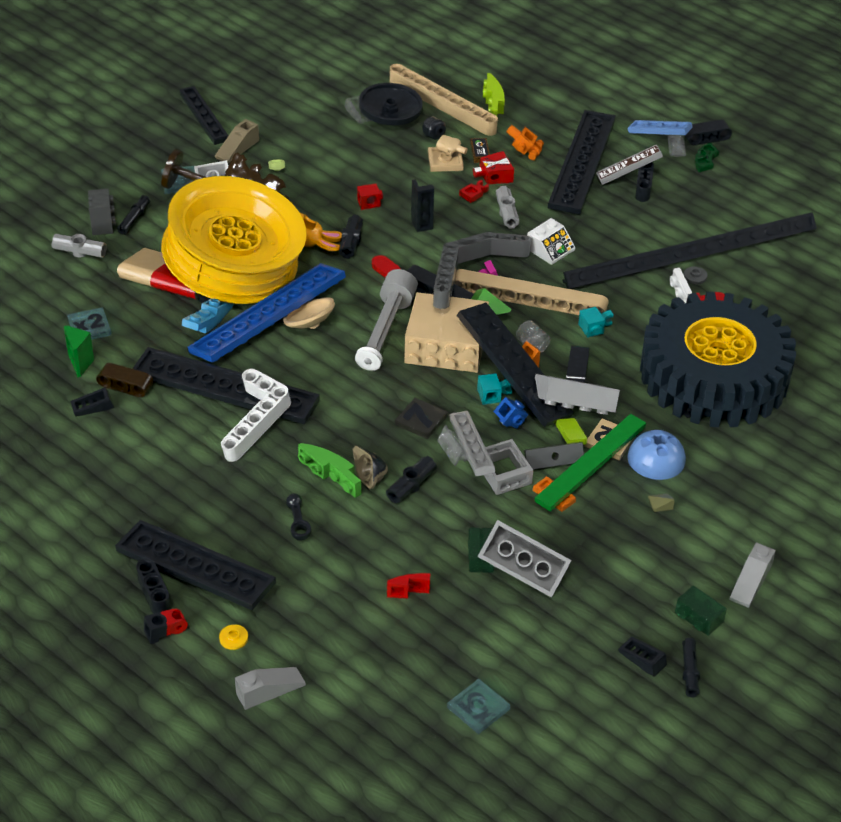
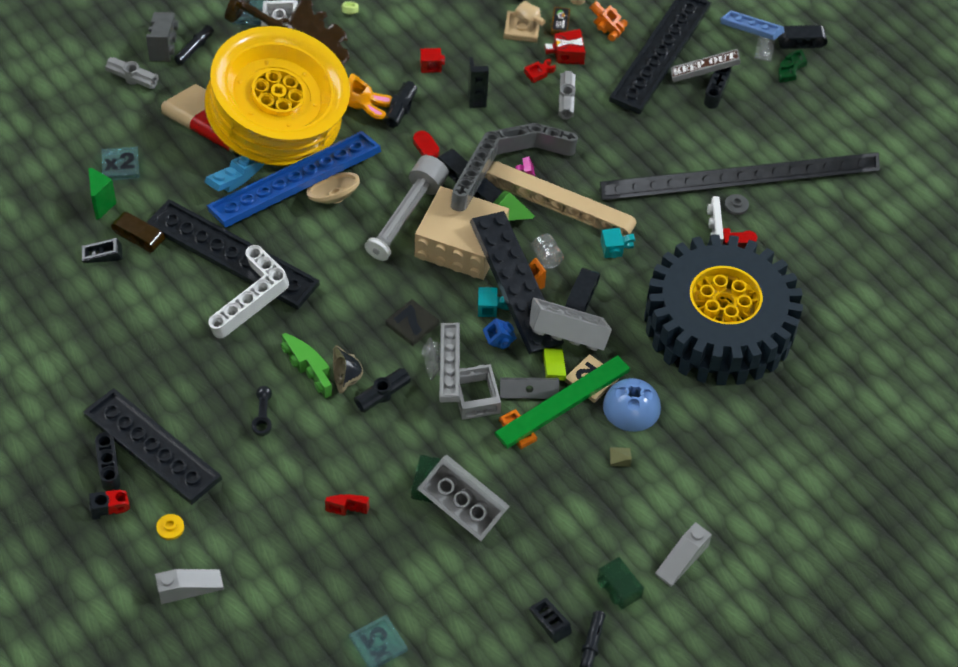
camera: 10 degrees right, 10 degrees up
(550, 241) = (599, 143): white slope -> none

